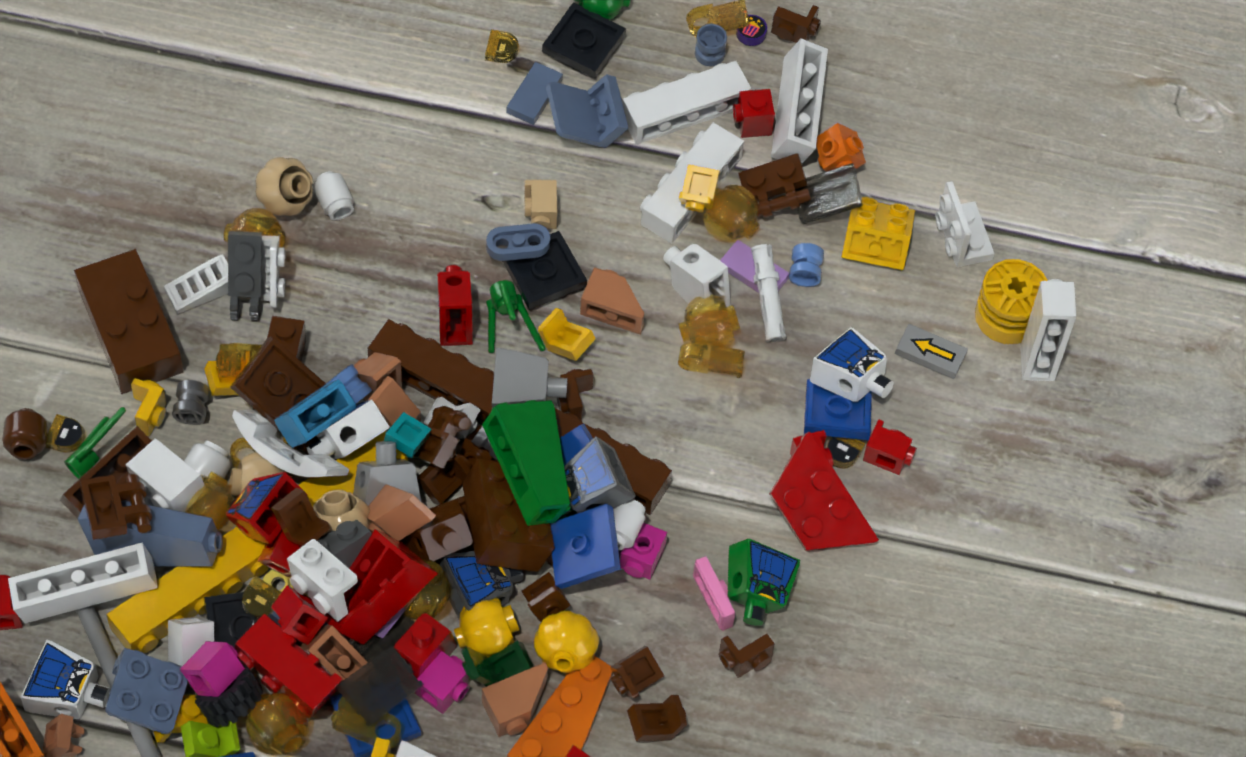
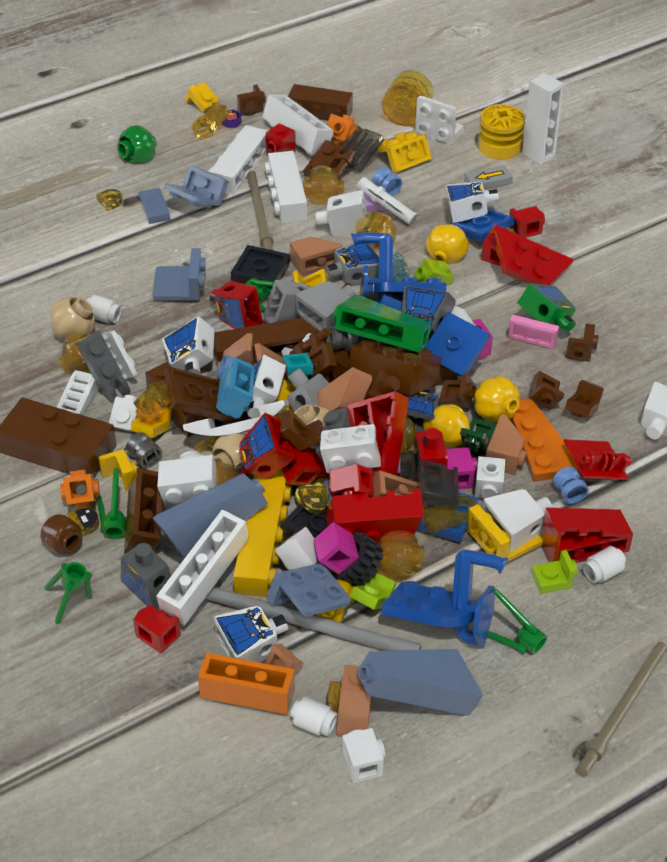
camera: 40 degrees left, 15 degrees down
(42, 538) = (141, 570): none -> dark grey torso
(86, 399) = (69, 489): none -> orange brick
(104, 507) = (181, 504): reddish brown plate -> none
(221, 333) = (123, 413): none -> white bracket
(350, 320) = (190, 345): none -> torso
(445, 219) = (180, 281): none -> sand blue bracket
(457, 721) = (488, 482): none -> white brick
(500, 334) = (281, 302): none -> light grey torso
(517, 241) = (236, 258): sand blue plate -> none
(541, 202) = (222, 241): tan brick -> none
(584, 40) = (152, 169): black plate -> none
(596, 234) = (265, 236): none -> dark tan bar
(627, 414) = (384, 284): none -> blue plate
(640, 349) = (350, 263): none -> torso
(675, 394) = (400, 268): none -> clear light blue hinge
(699, 188) = (301, 175): yellow bracket -> none
(708, 430) = (434, 269): none -> lime bracket
(710, 45) = (220, 132): sand blue wheel -> none
(711, 358) = (402, 241): clear yellow piece -> none
(765, 405) = (447, 243): none -> yellow plant
(867, 89) = (322, 101): none -> reddish brown brick
(966, 160) = (401, 98): none -> clear yellow wheel

